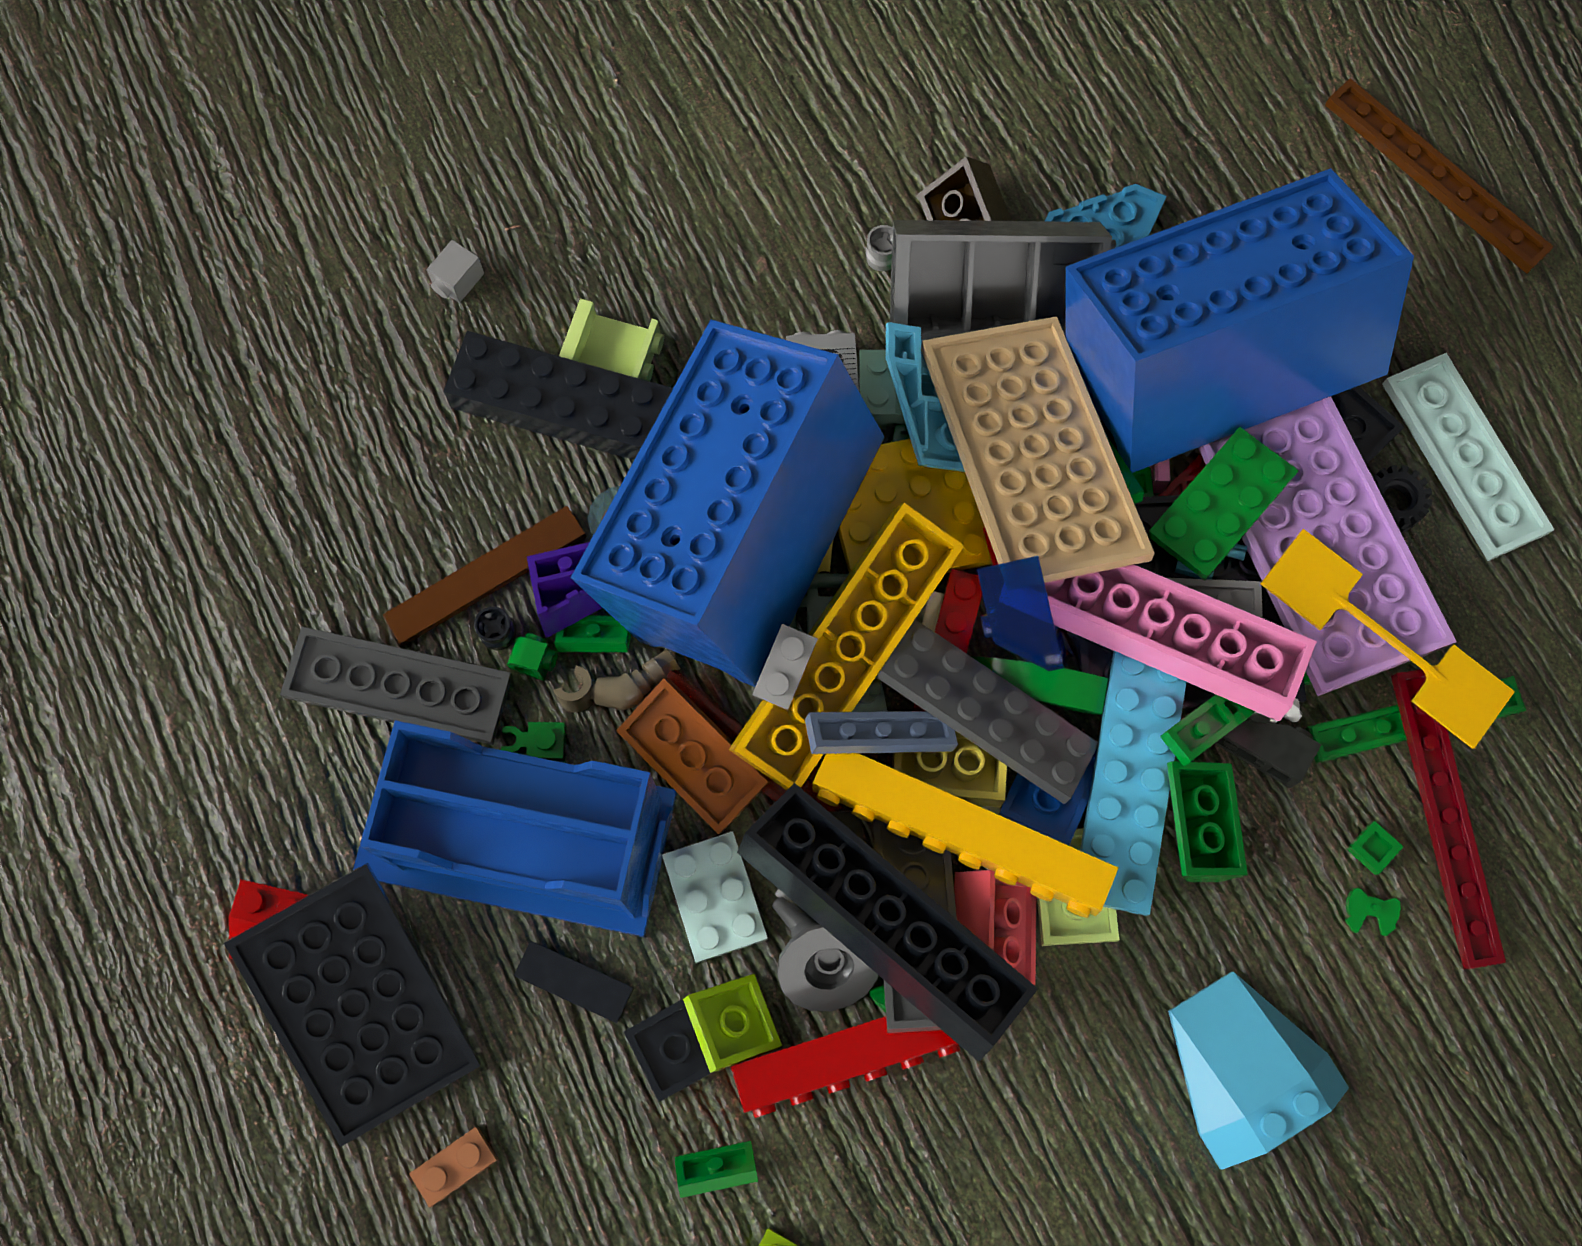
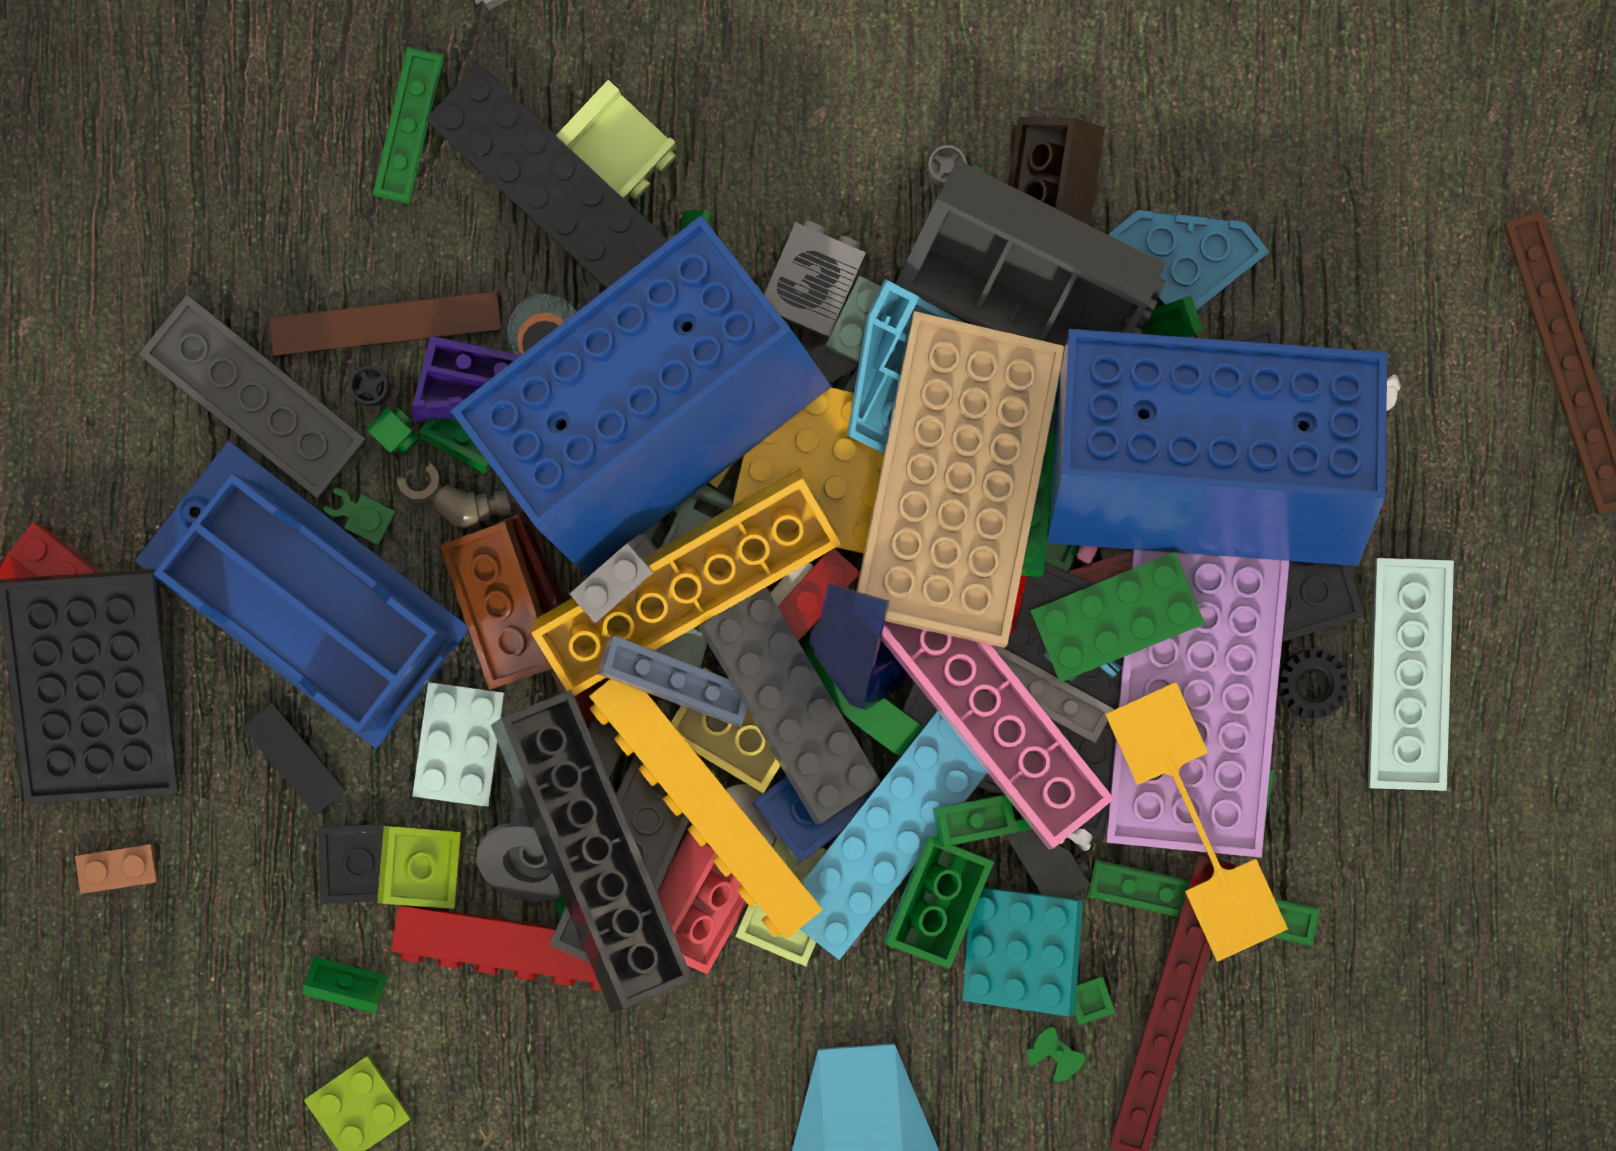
camera: 25 degrees right, 15 degrees up
(433, 415) = (408, 126): none -> green tile
(1301, 830) = (1023, 951): none -> teal plate

